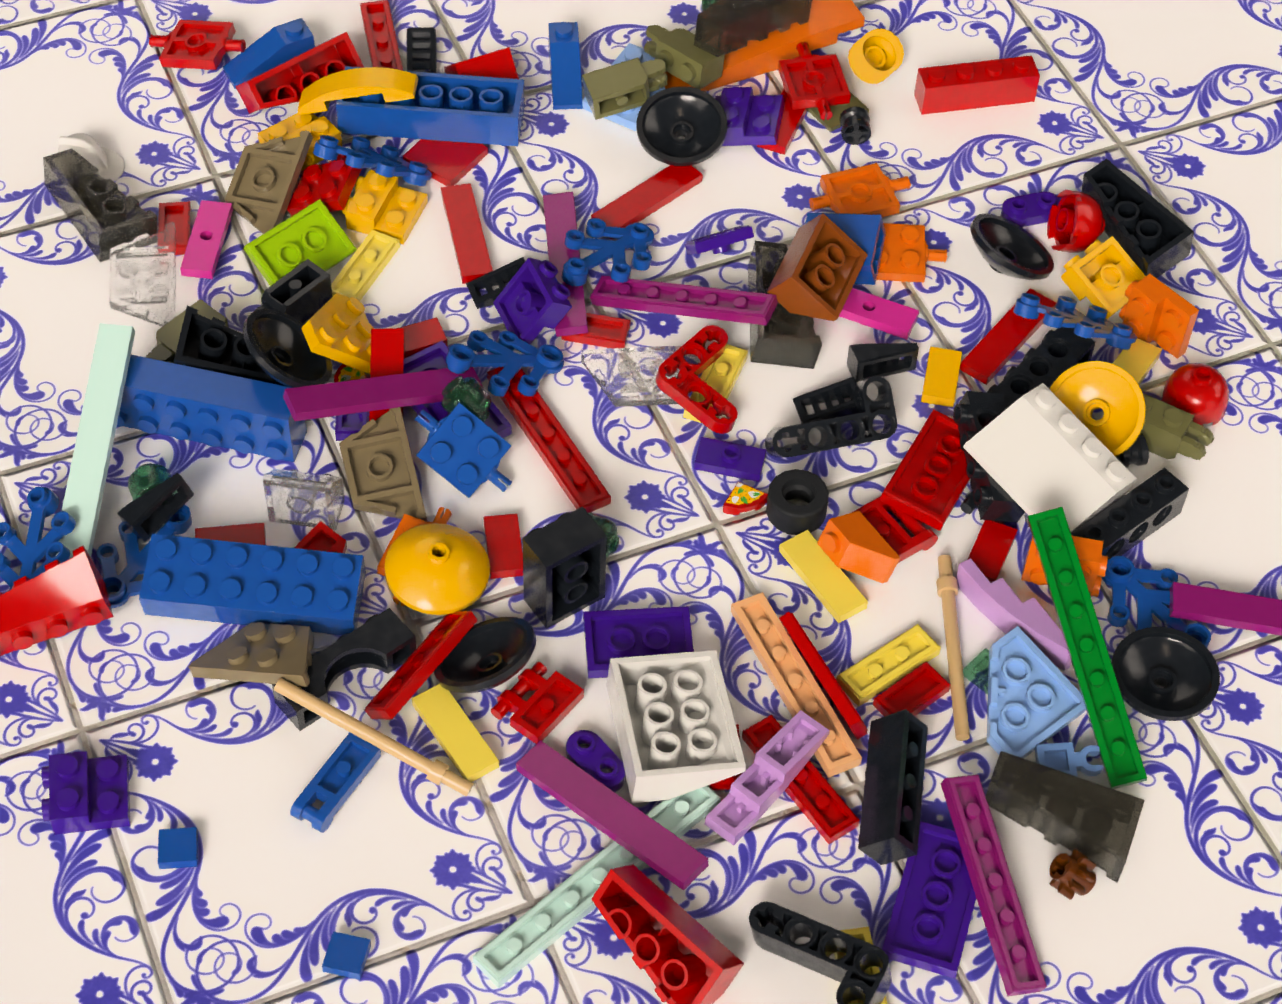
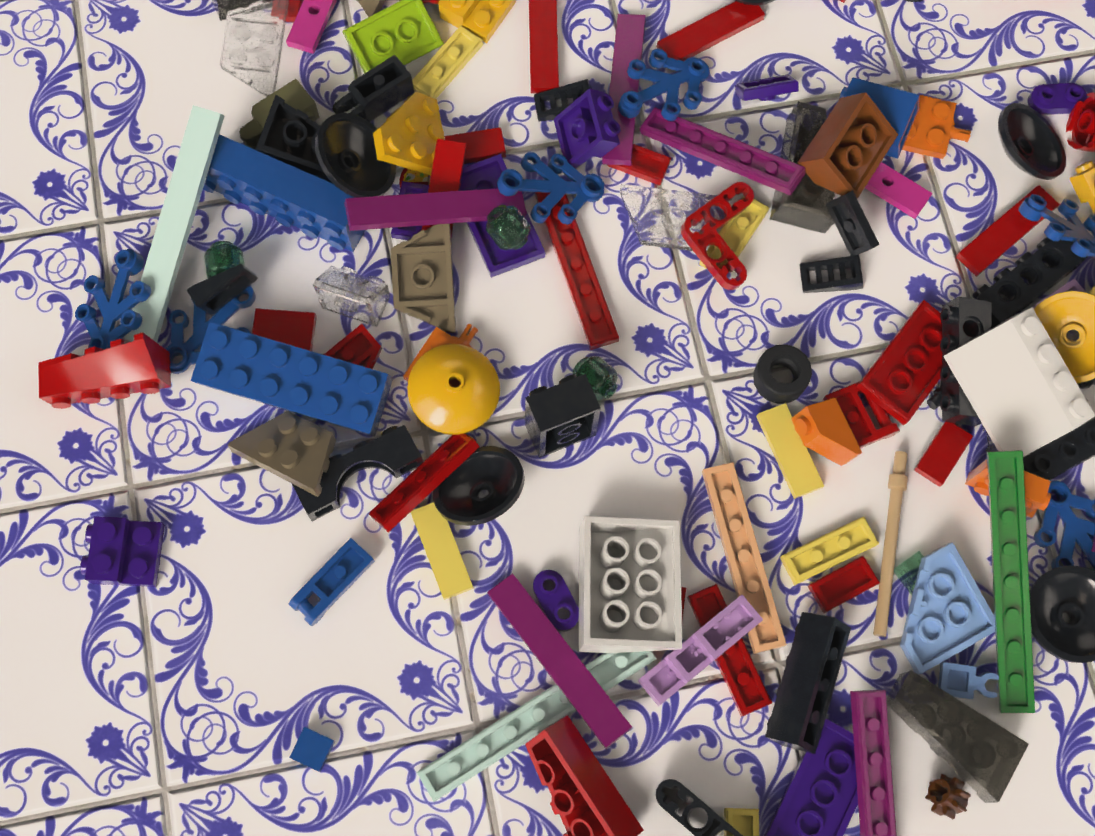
camera: 10 degrees right, 20 degrees up
(178, 848) = (190, 619): blue tile -> none
(436, 771) = (418, 587): tan bar -> none
(463, 450) = (497, 274): blue plate -> none
(503, 545) = (517, 370): red tile -> none
(544, 709) = (523, 541): red plate -> none
(634, 634) = (614, 488): dark purple plate -> none
(730, 459) = (731, 316): dark purple plate -> none
(744, 499) = (736, 361): tile -> none
(824, 675) = (770, 555): red tile -> none
(831, 427) = (827, 303): black beam -> none
(838, 343) = (852, 224): none -> black plate
(860, 192) = (904, 58): orange plate -> none
(881, 359) = (894, 239): black slope -> none
(941, 376) = (938, 263): yellow tile -> none
(1007, 611) = (949, 525): lavender slope -> none

